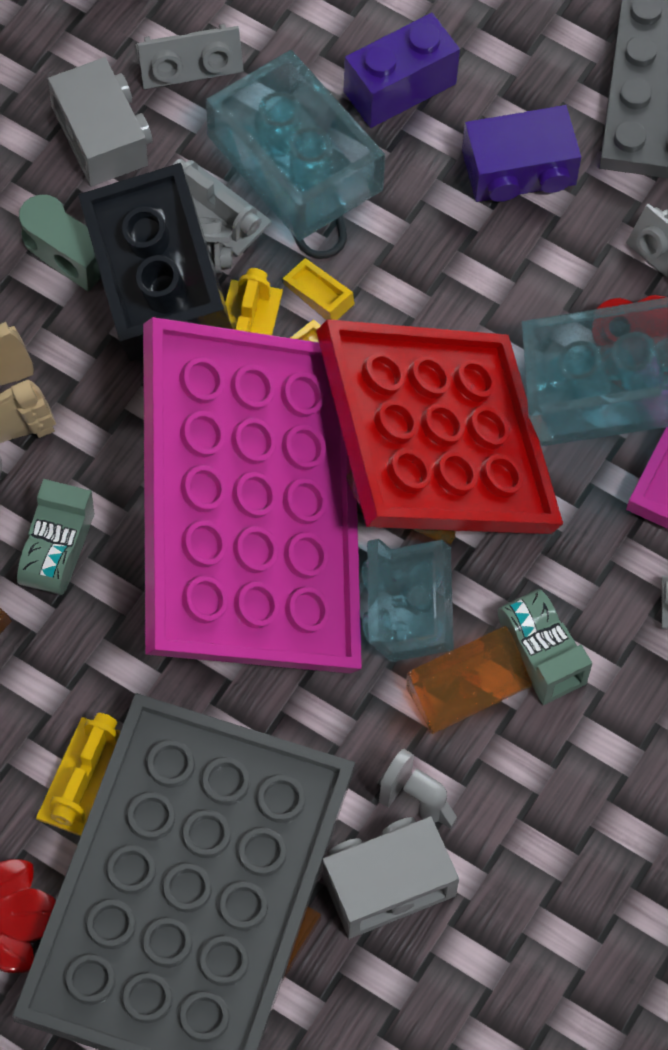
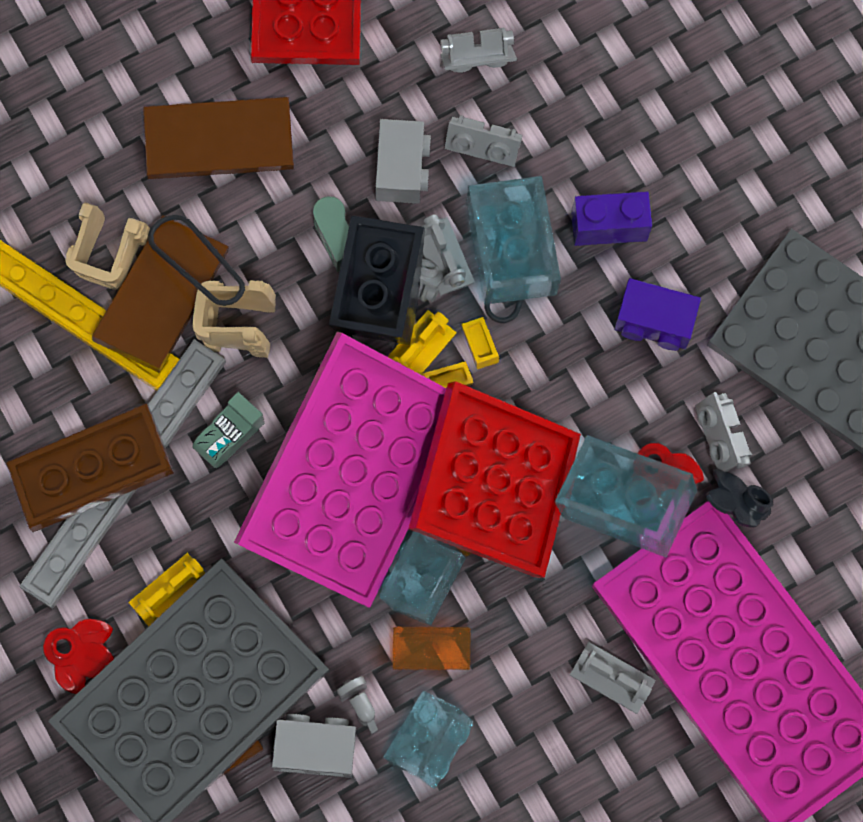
camera: 25 degrees right, 10 degrees up
(531, 792) = (429, 739): none -> clear light blue bracket
(545, 646) = (488, 650): sand green leg -> none

